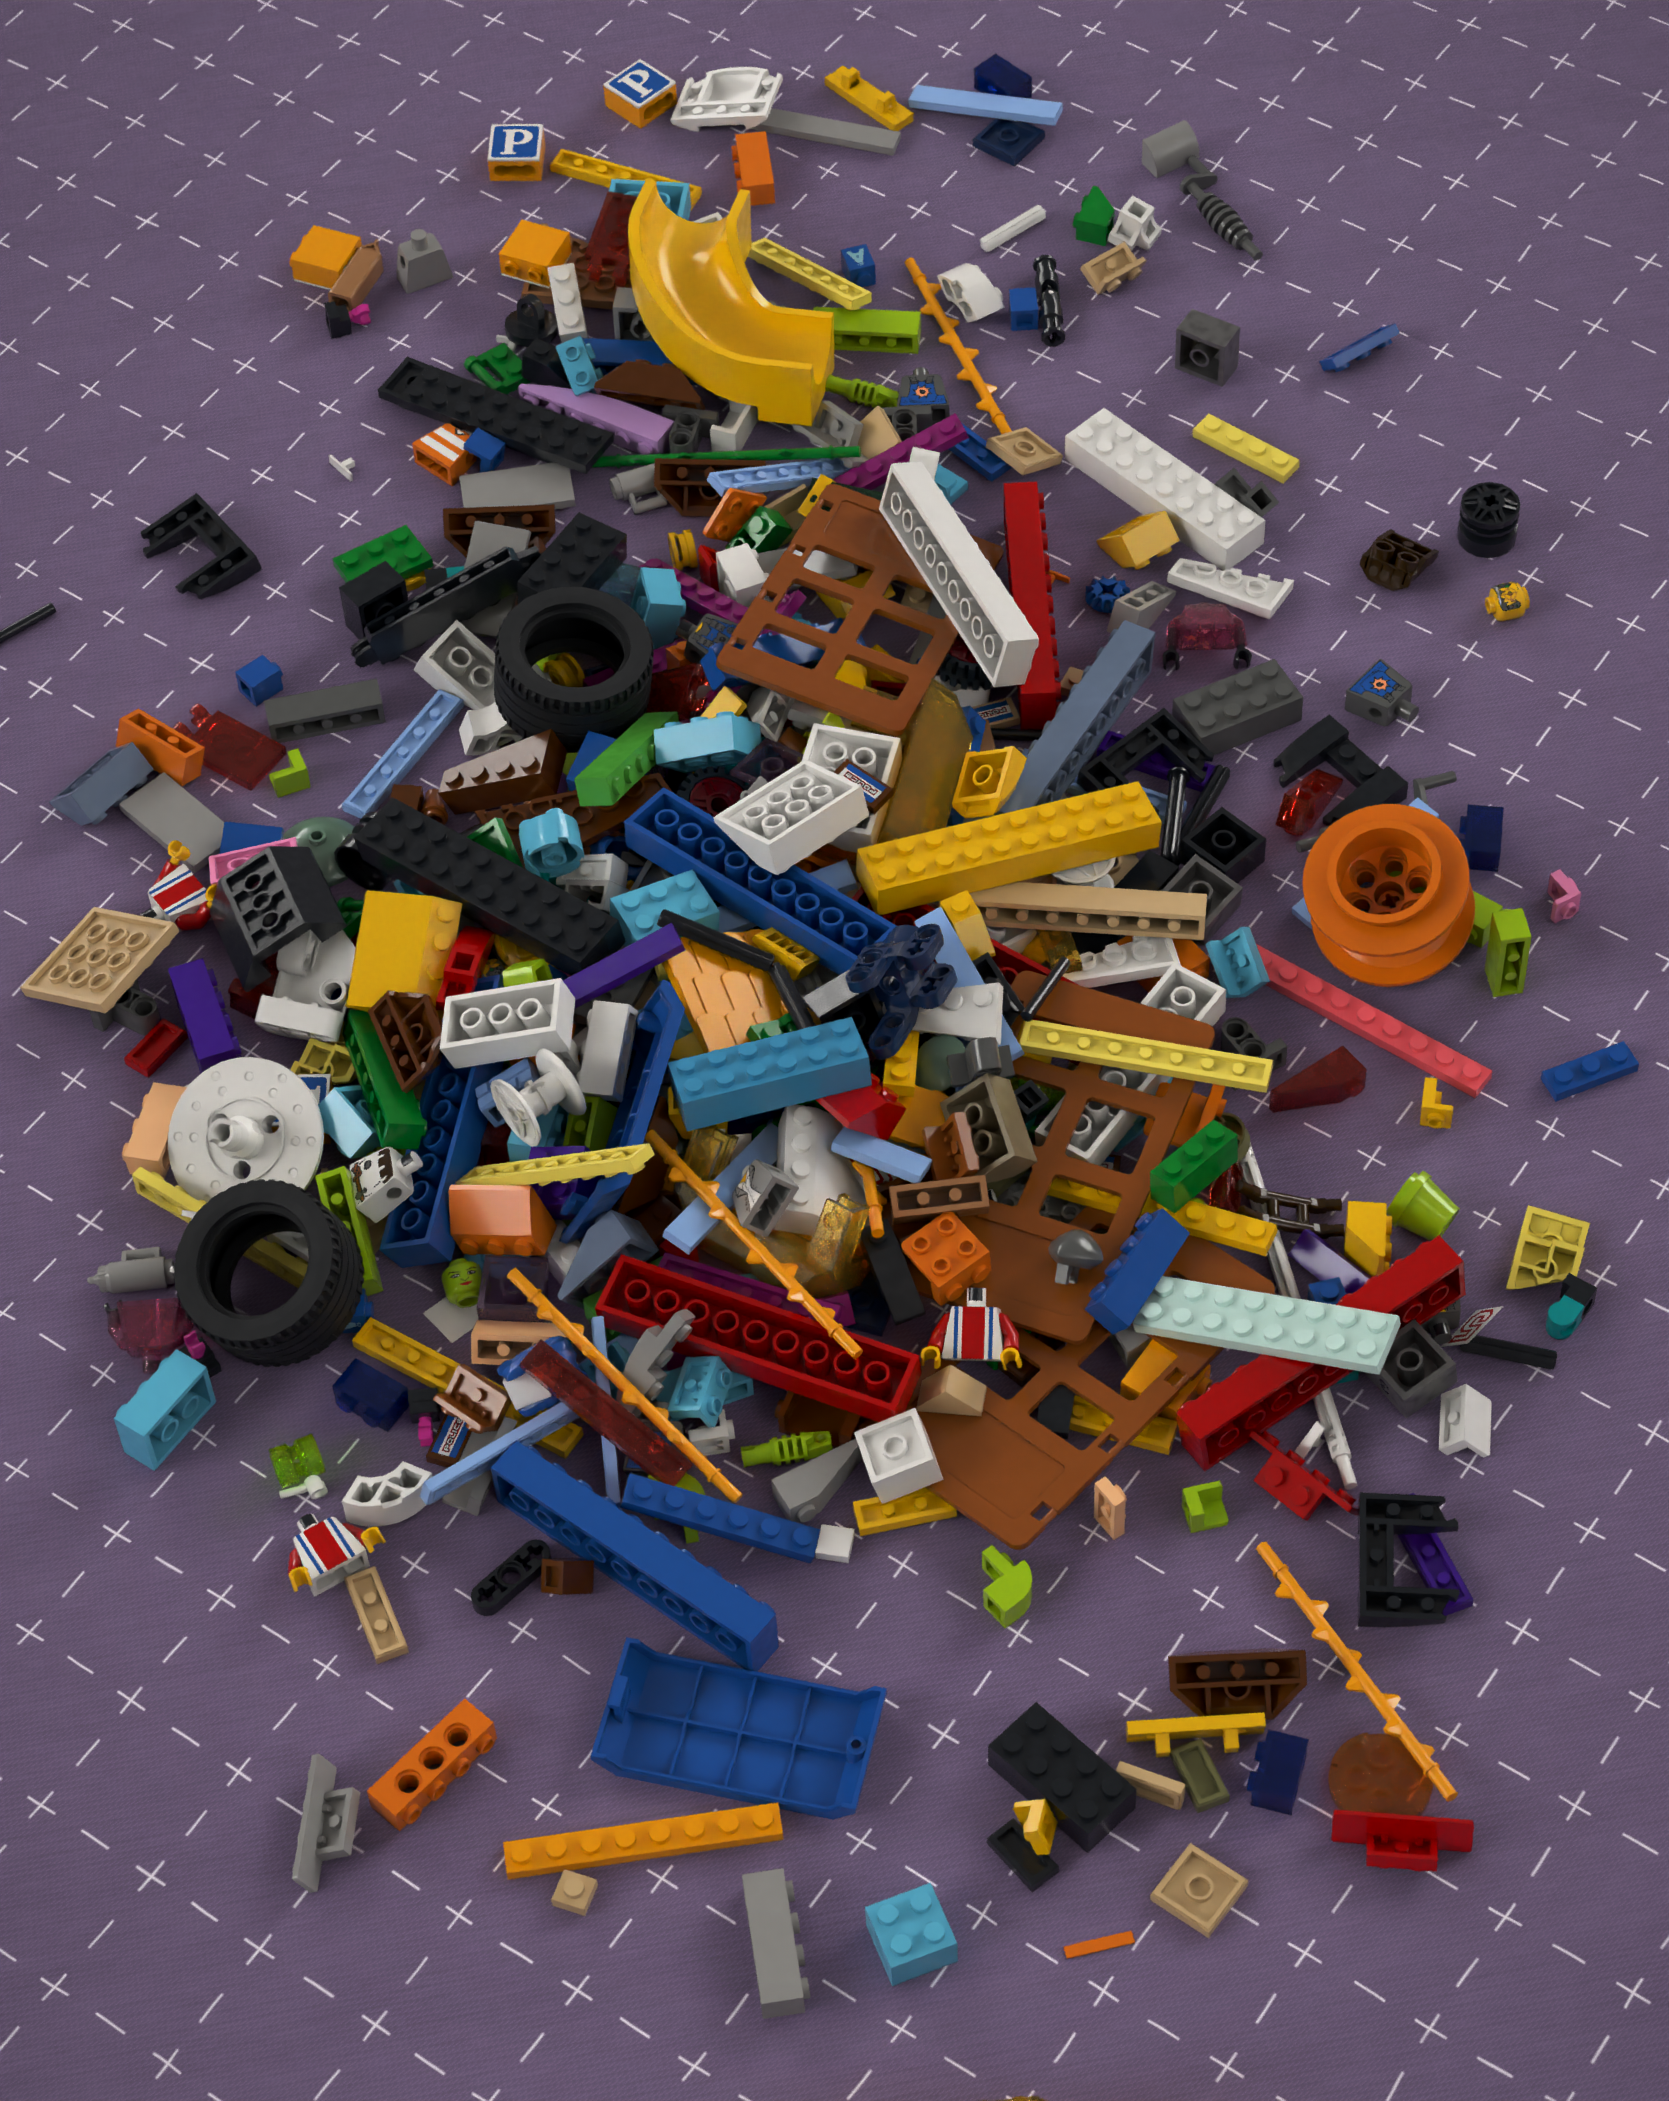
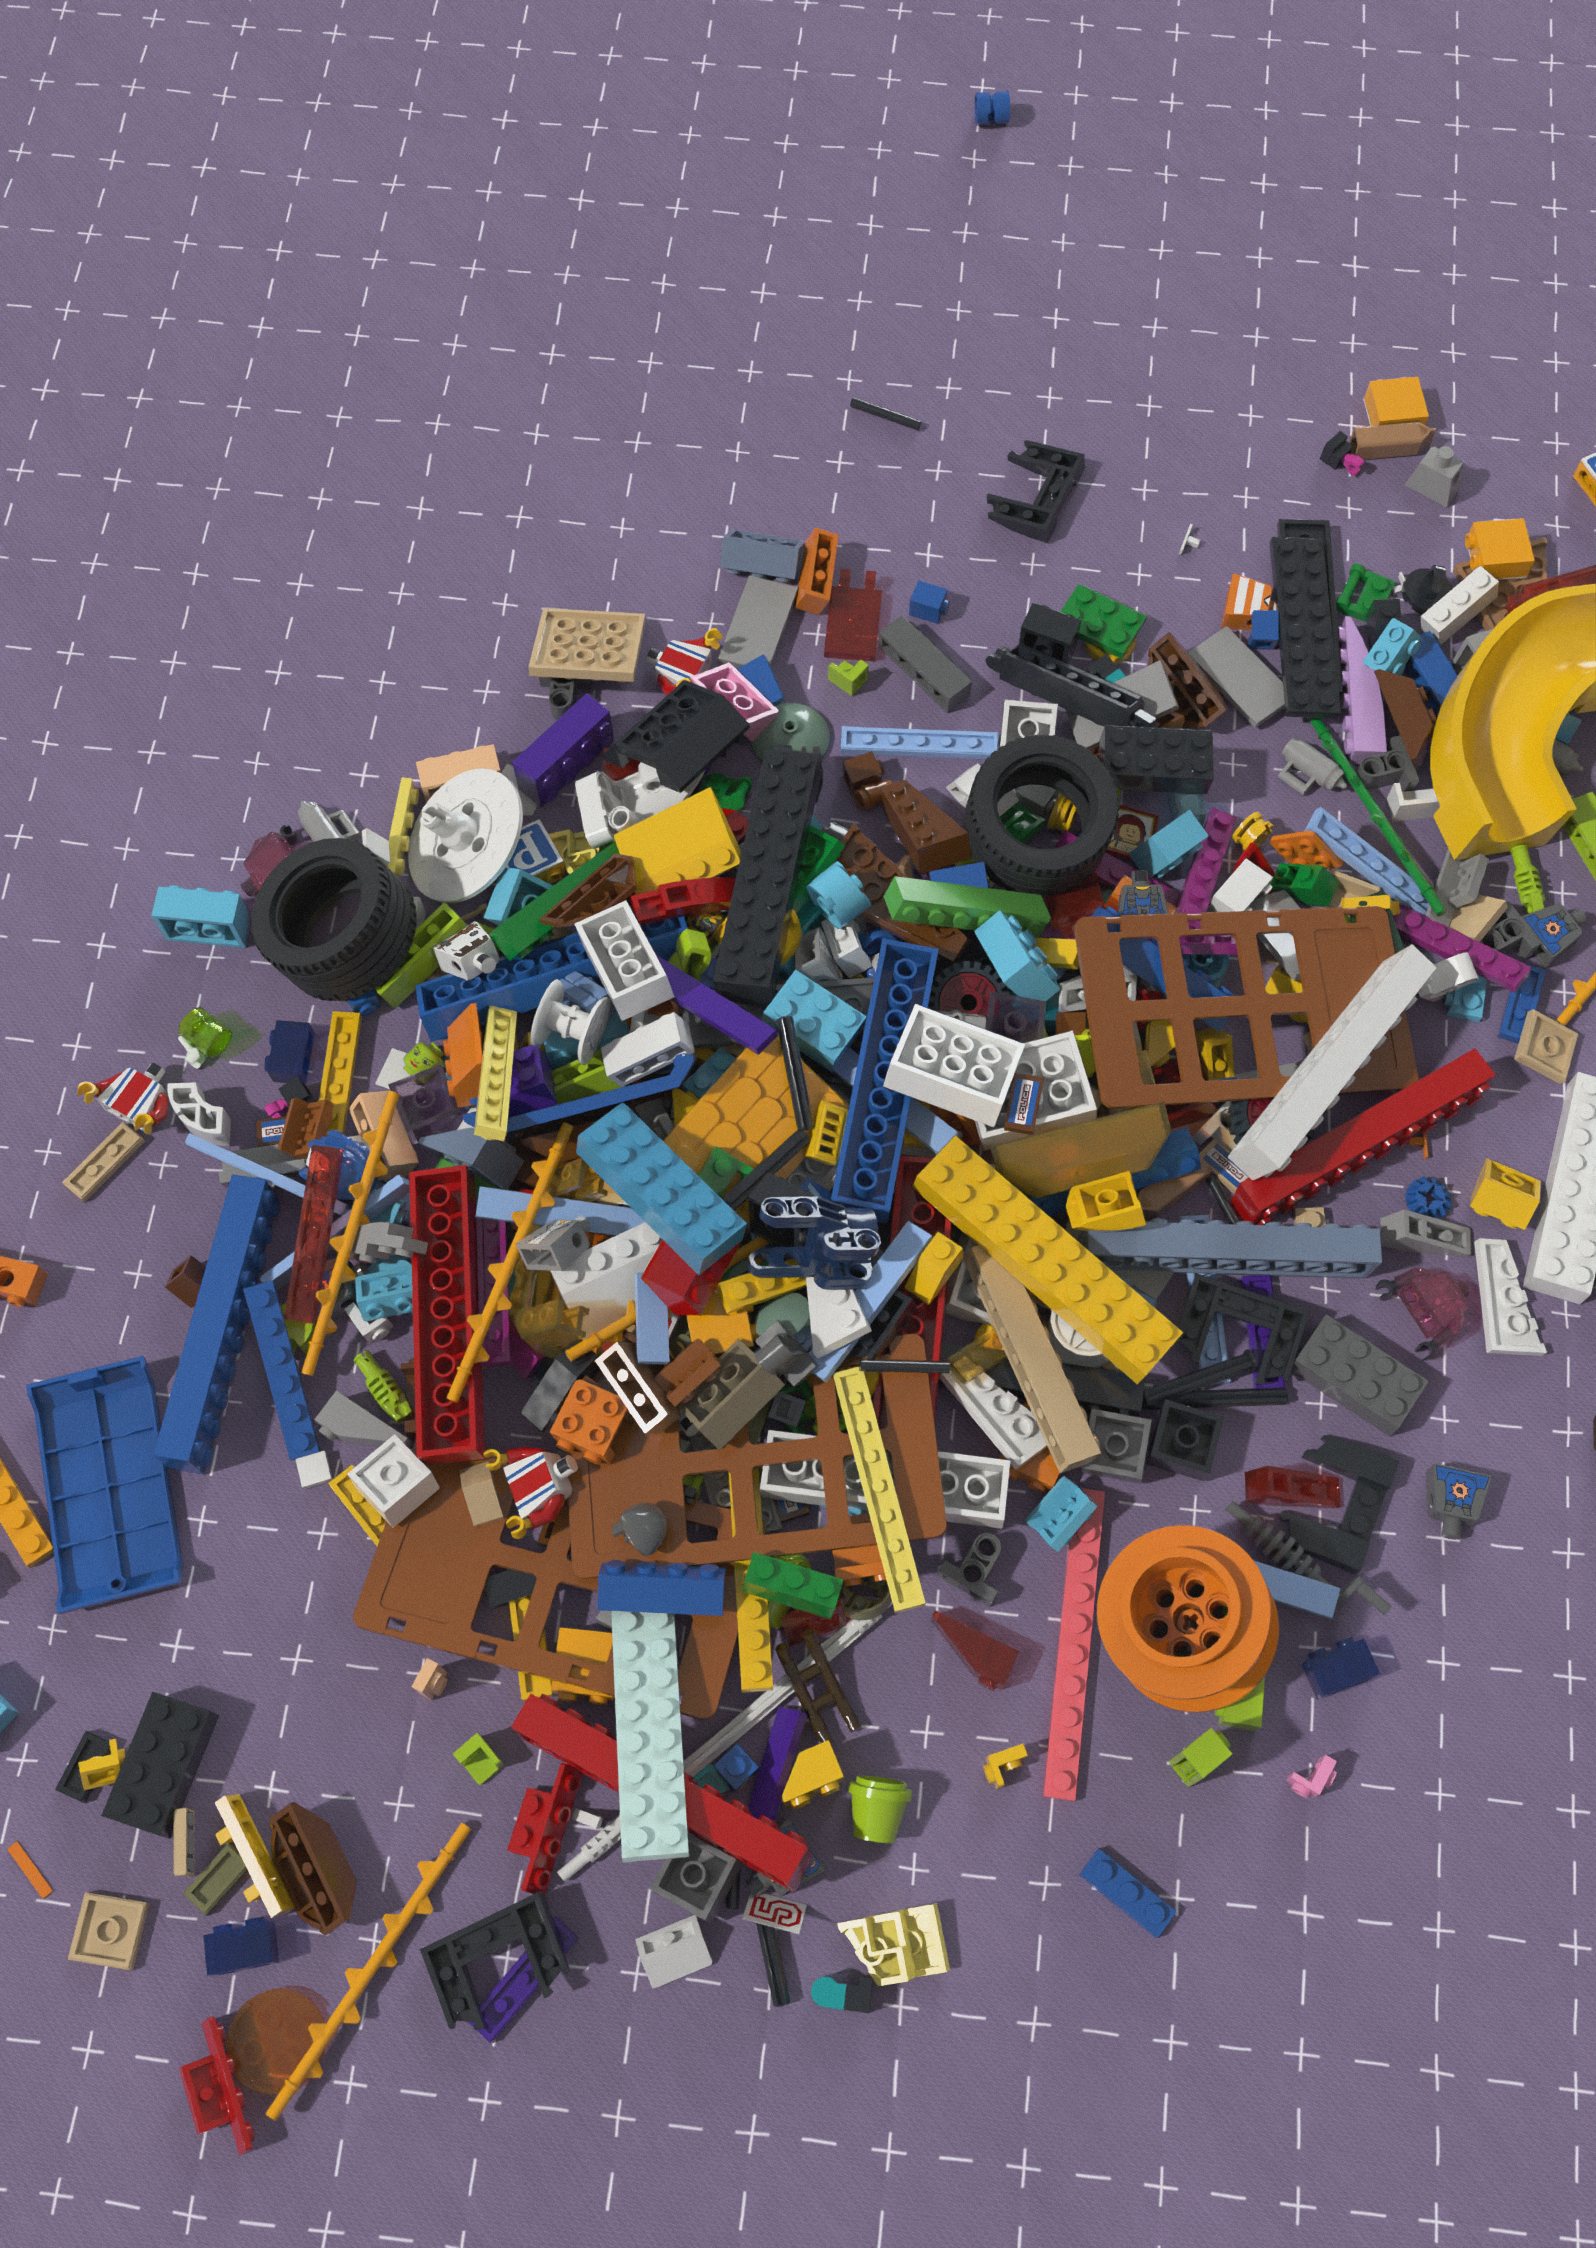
camera: 60 degrees right, 15 degrees up
(155, 1047) = (530, 726): red tile -> none
(514, 1563) = (167, 1231): black beam -> none
(686, 484) = (1328, 789): reddish brown wedge -> none
(1012, 1586) = (326, 1637): lime brick -> none

